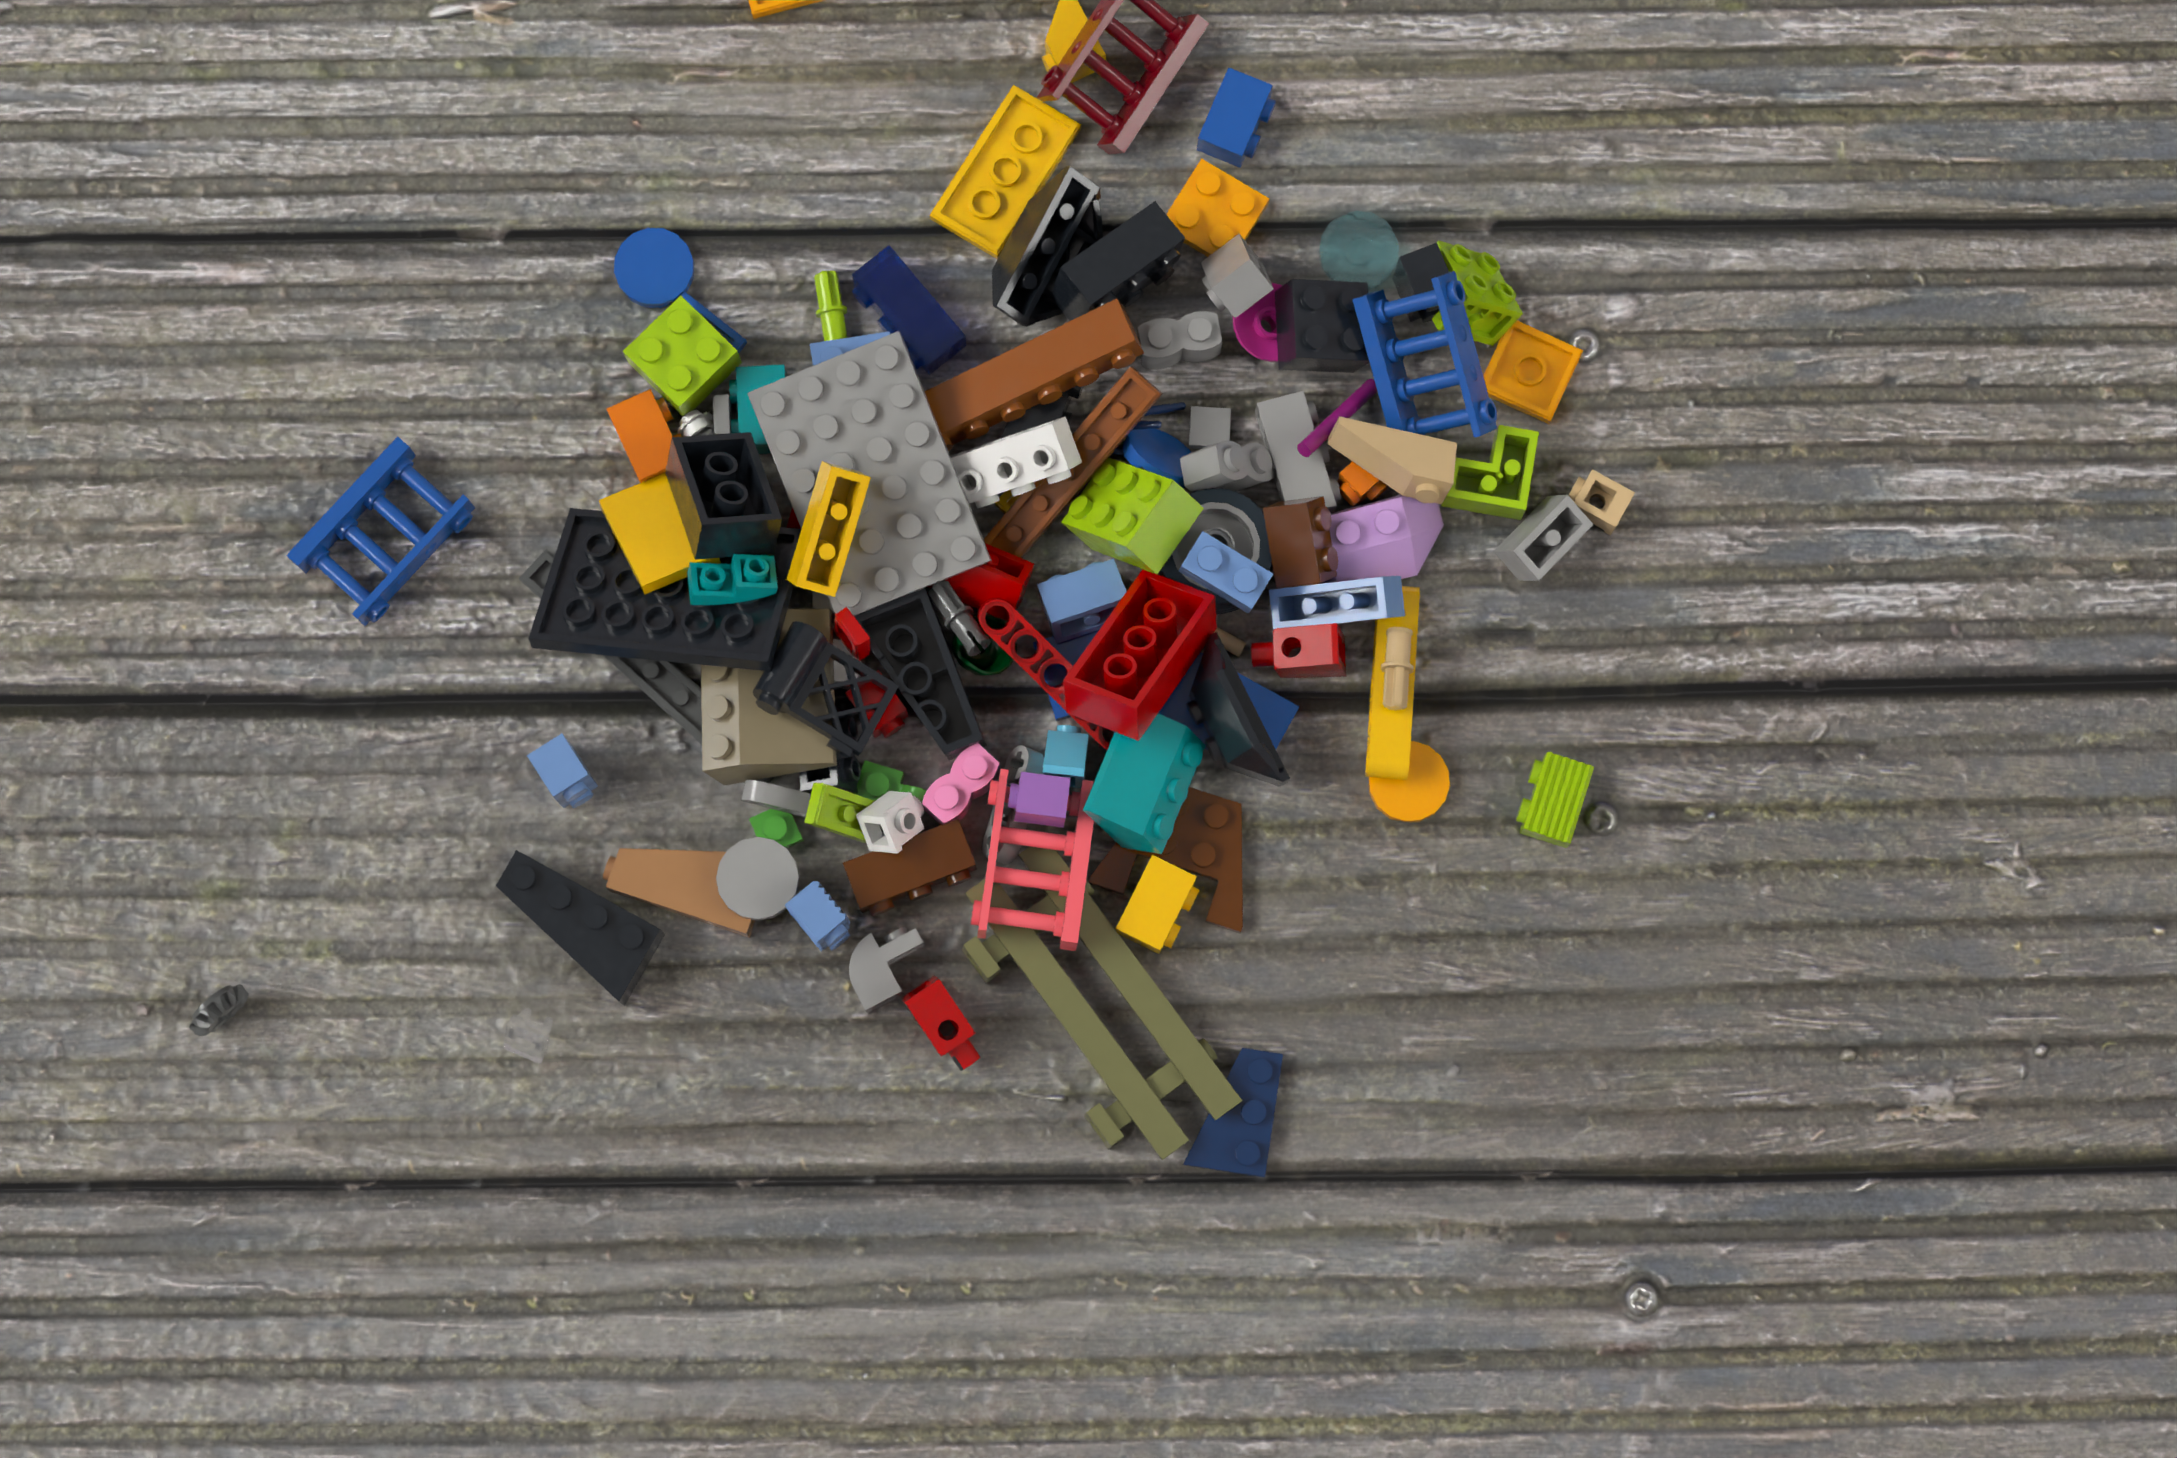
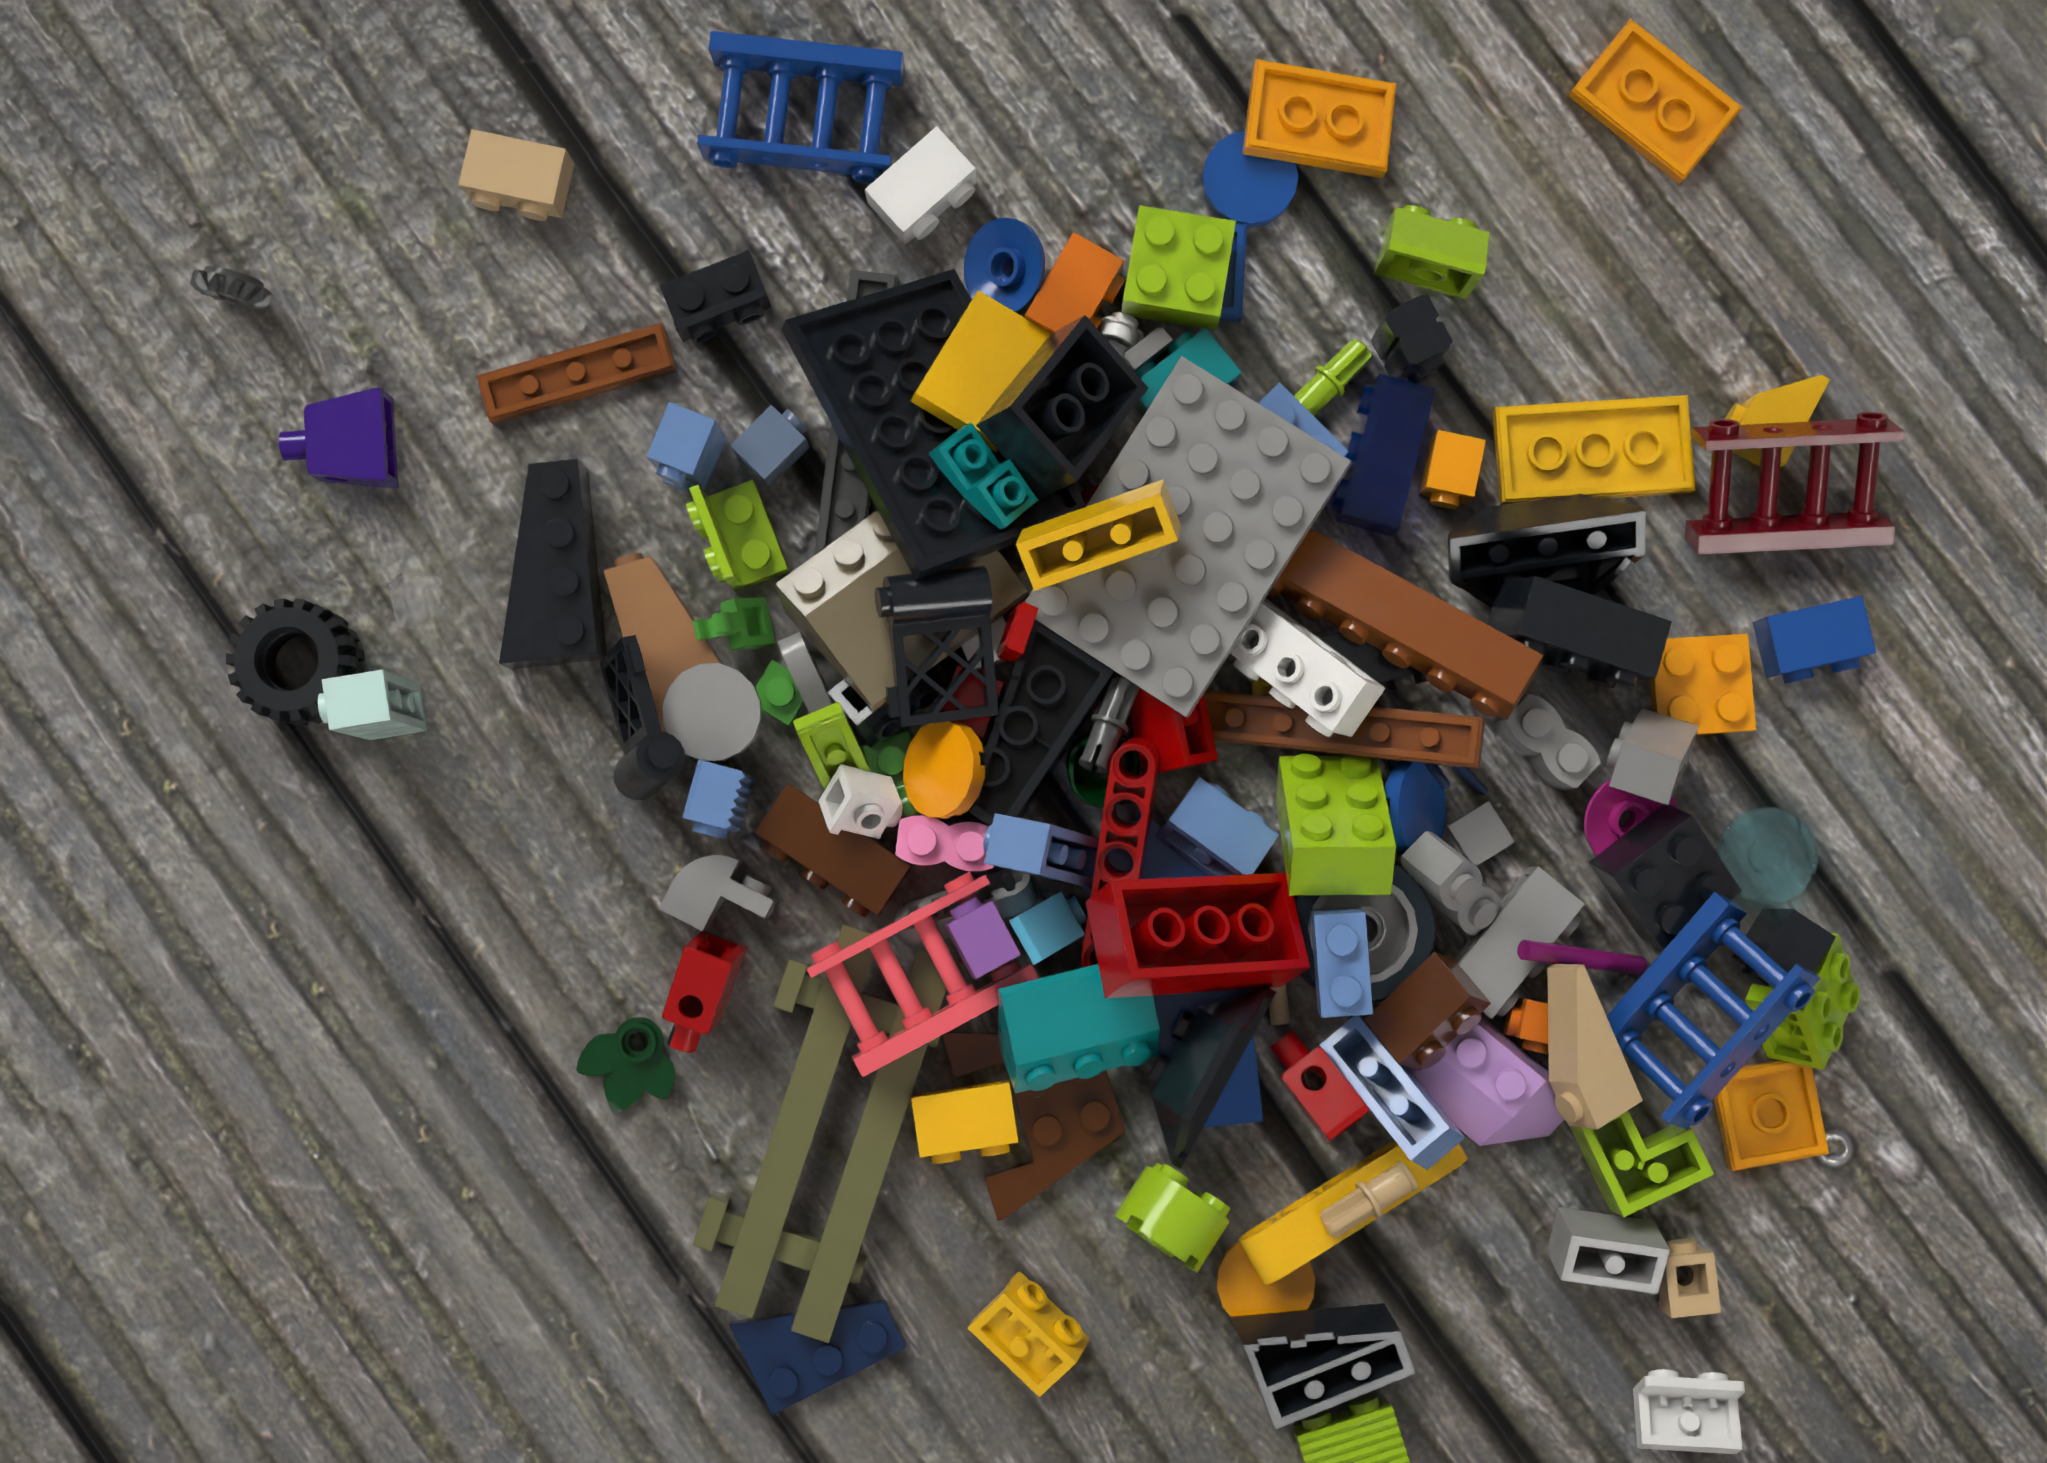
camera: 55 degrees right, 5 degrees up
(284, 760) = (516, 175): none -> tan brick
(383, 1006) = (347, 440): none -> dark purple torso
(452, 816) = (576, 373): none -> dark orange tile
(469, 683) = (716, 297): none -> black bracket
(478, 1139) = (259, 647): none -> black tyre
(498, 489) = (922, 187): none -> white brick
(578, 473) = (991, 259): none -> blue dish
(586, 1105) = (372, 705): none -> light aqua brick
(600, 715) = (771, 444): none -> sand blue brick
(647, 779) = (740, 535): none -> lime bracket
(648, 192) = (1319, 118): none -> light orange tile
(708, 820) = (743, 622): none -> bright green plate
(752, 943) = (649, 754): none -> black piece
(794, 181) = (1433, 252): none -> lime slope
(846, 237) = (1412, 341): none -> black brick
(909, 749) = (943, 769): none -> light orange tile
(950, 273) = (1451, 469): none -> light orange brick
(960, 1115) = (628, 1070): none -> dark green plate
(1012, 718) = (1041, 850): none -> medium blue brick
(1319, 807) = (1173, 1216): none -> lime brick
(1332, 963) = (1030, 1334): none -> yellow bracket
(1481, 776) = (1321, 1357): none -> black wedge
(1688, 561) = (1688, 1412): none -> white bracket

